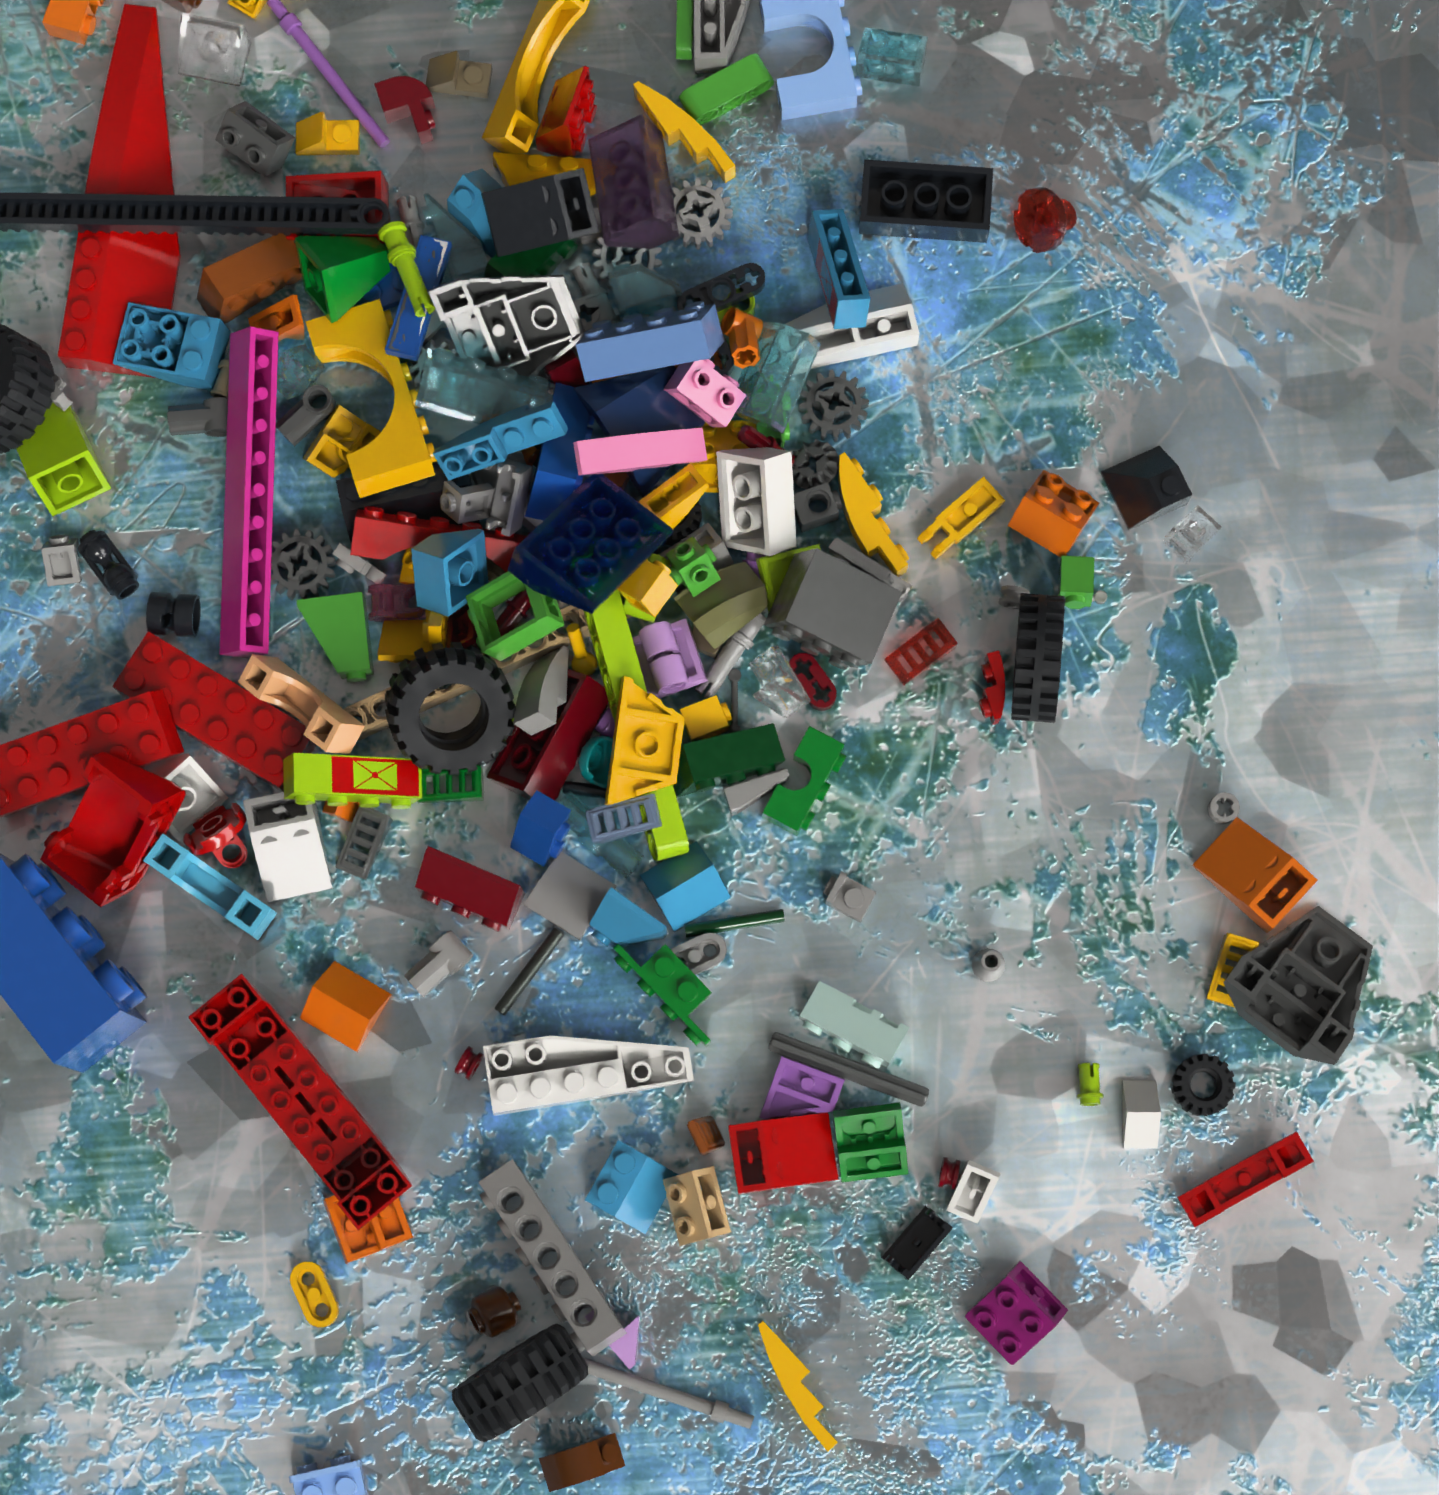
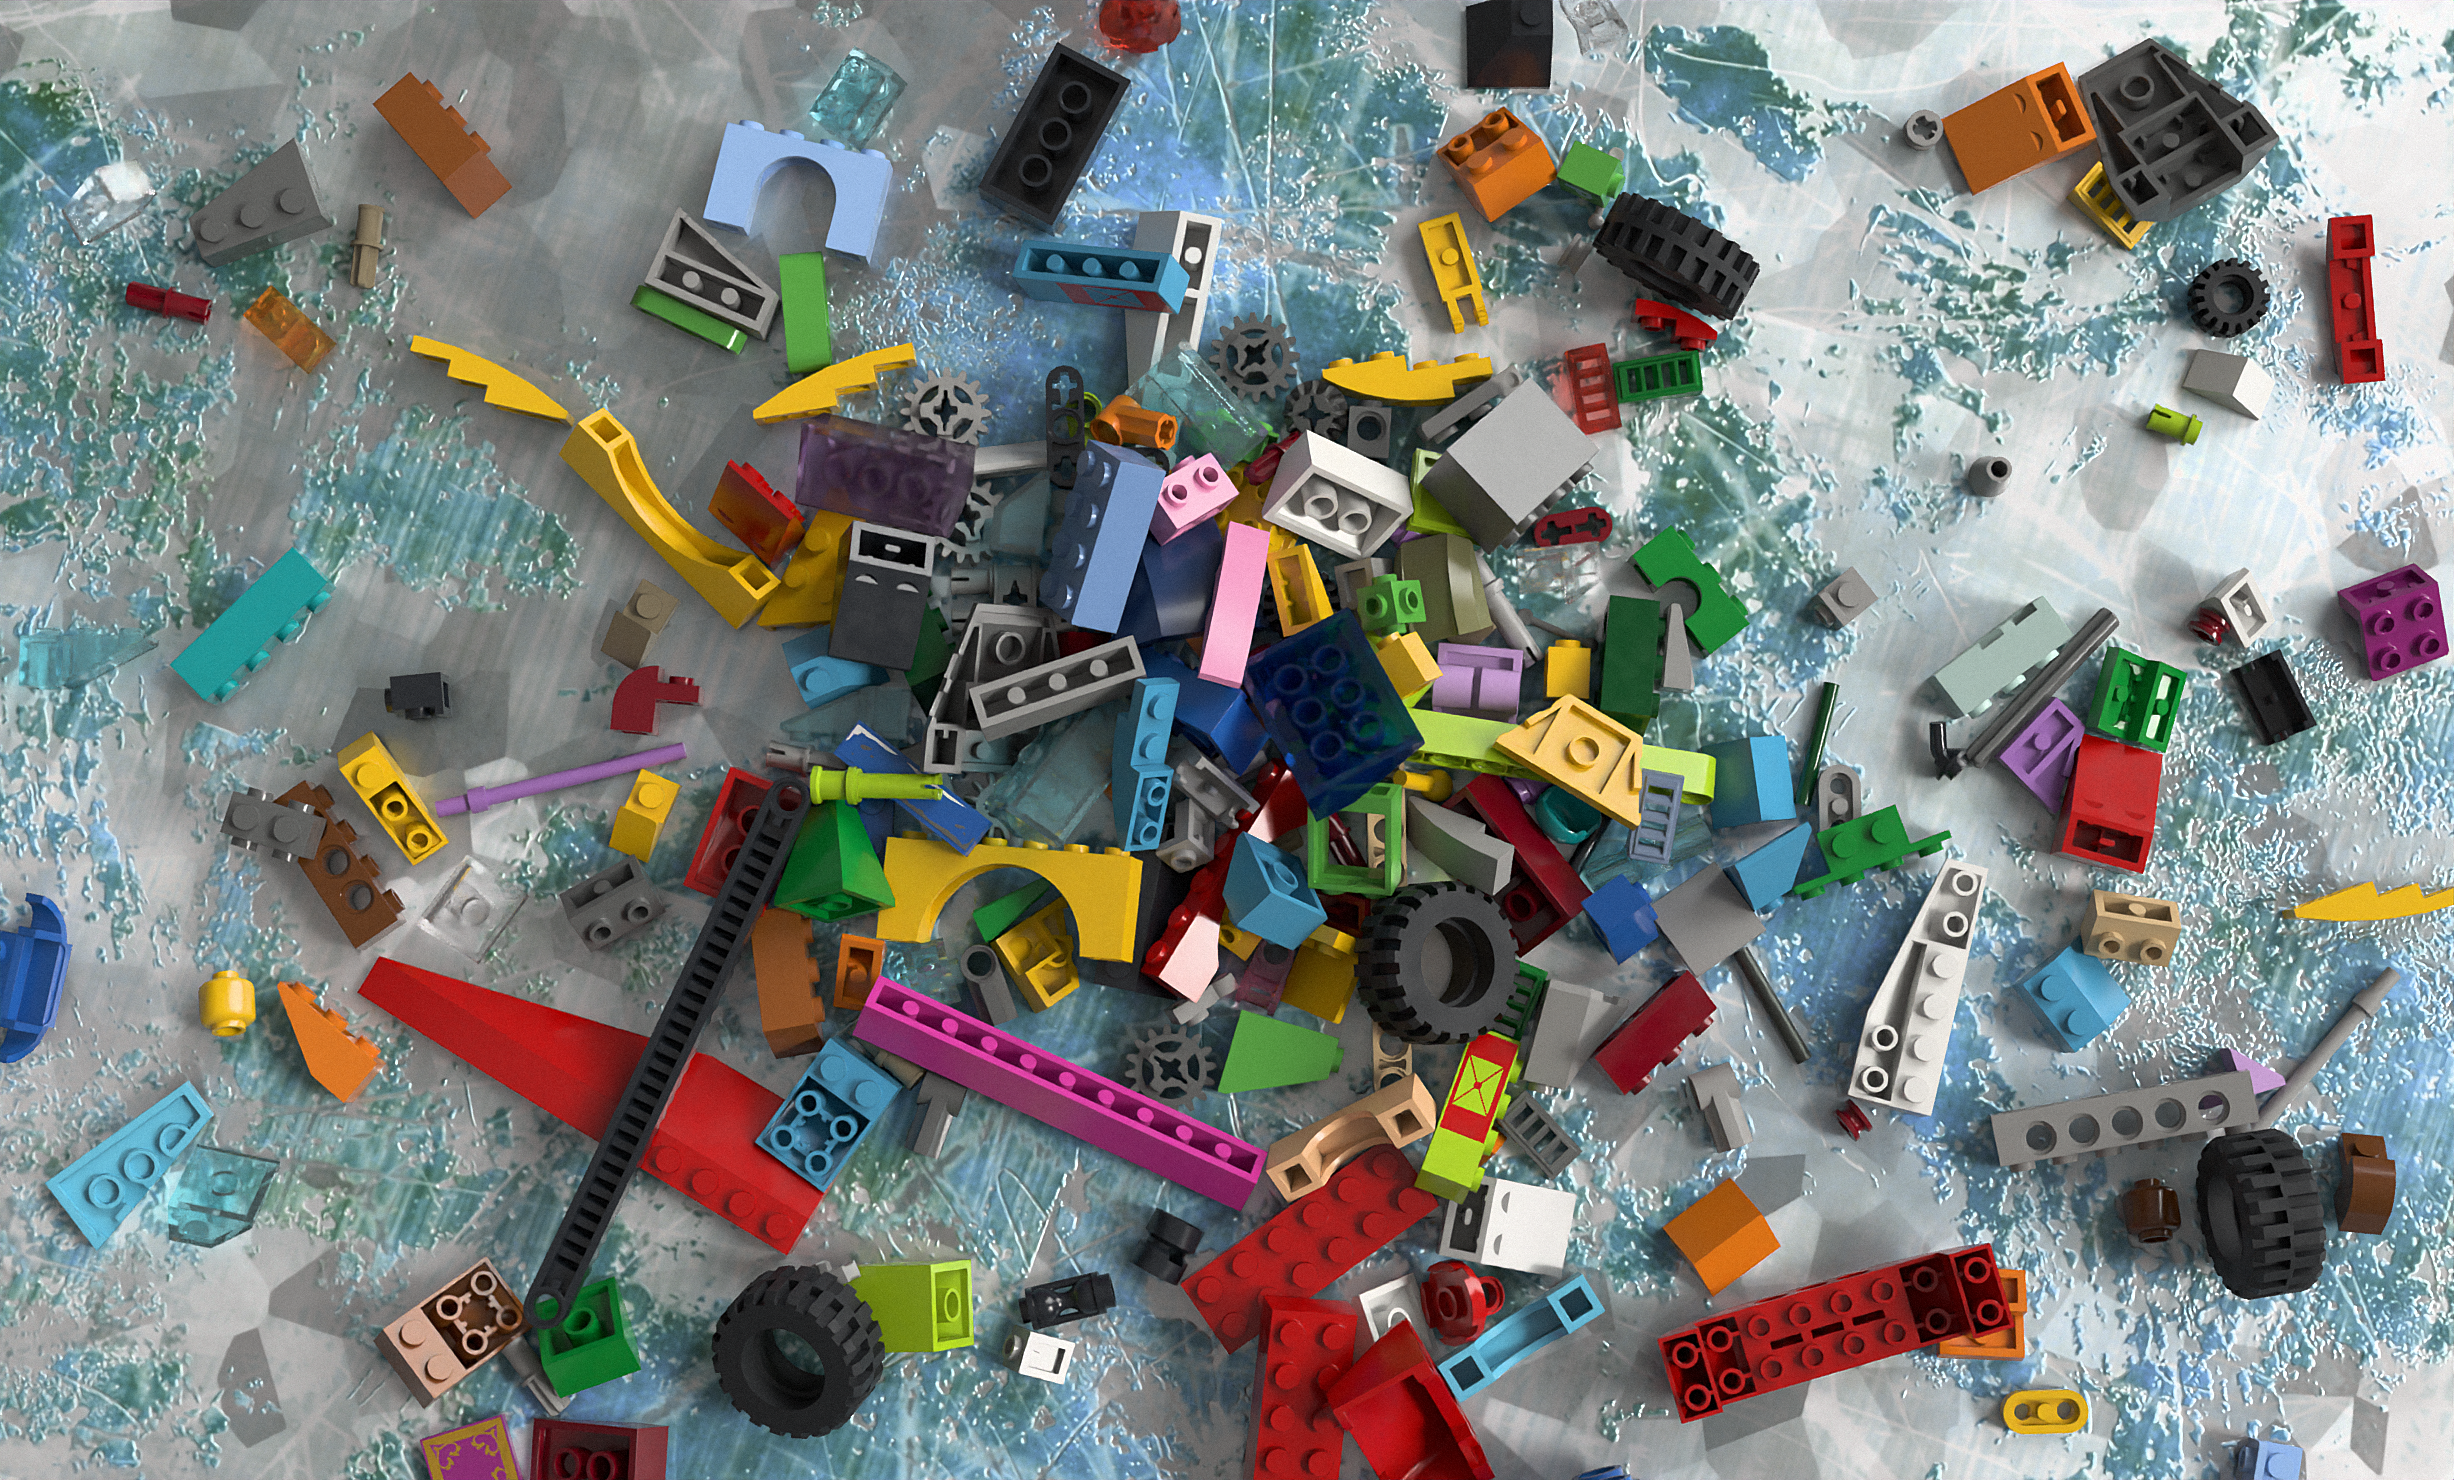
camera: 75 degrees left, 5 degrees up
(360, 401) = (1002, 912): none -> green slope
(445, 824) = (1566, 1032): none -> light grey slope
(527, 356) = (1058, 688): none -> light grey brick
(681, 266) = (1010, 460): none -> white slope
(706, 1134) = (2053, 883): dark orange slope -> none
(762, 1021) = (1948, 761): none -> black plate
(964, 717) = (1671, 360): none -> green slope

